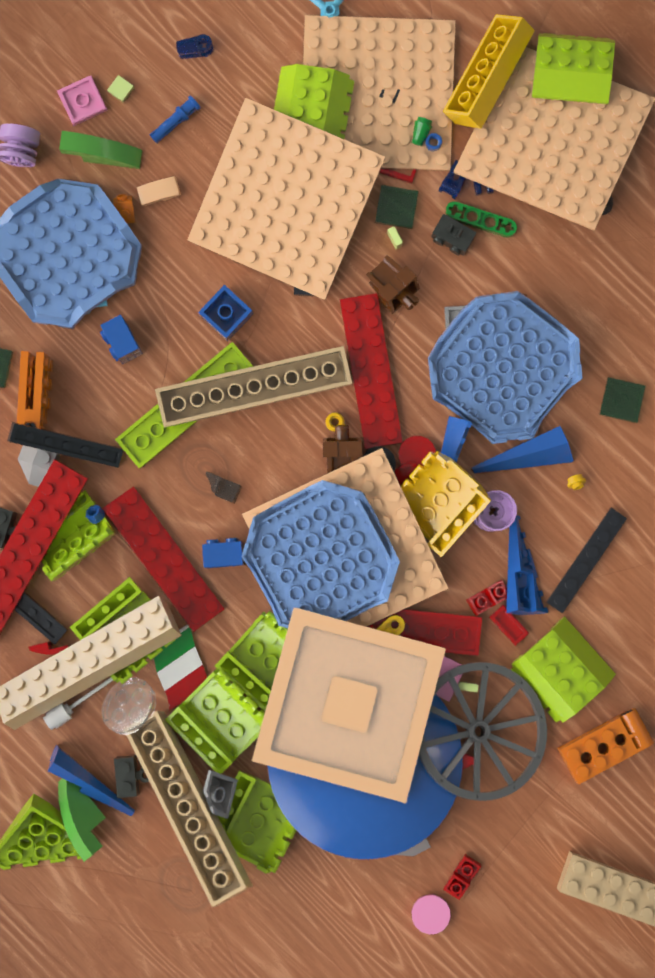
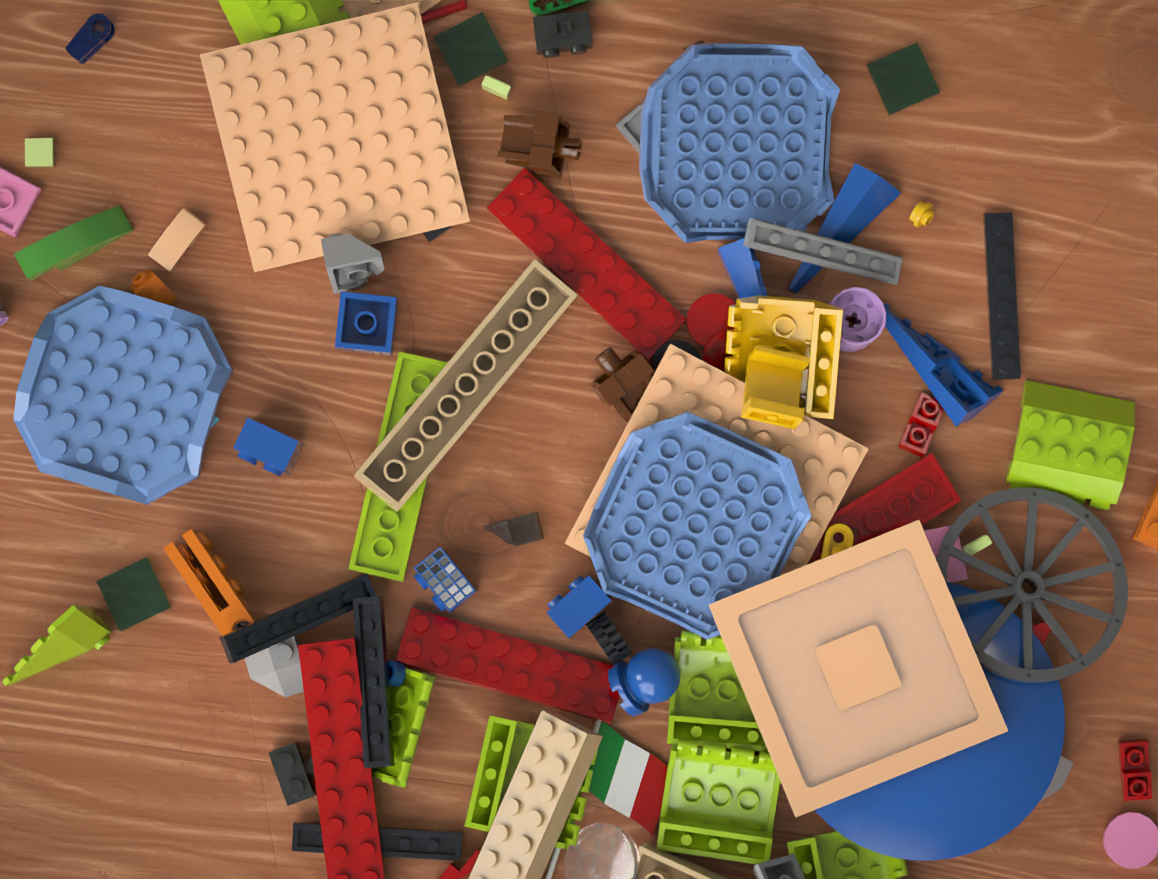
camera: 40 degrees left, 0 degrees up
(80, 511) = (374, 682): none -> black plate
(161, 484) = (444, 579): none -> brick
(182, 114) = (135, 129): blue pin -> none
(227, 584) = (609, 638): none -> black tyre
(228, 622) = (646, 680): none -> blue tile
(241, 272) = (350, 262): none -> light grey slope
(330, 417) = (586, 346): yellow plate -> none
(421, 514) = (774, 387): none -> yellow panel
(505, 461) = (822, 251): none -> light grey tile
(509, 625) = (969, 439): red tile -> none

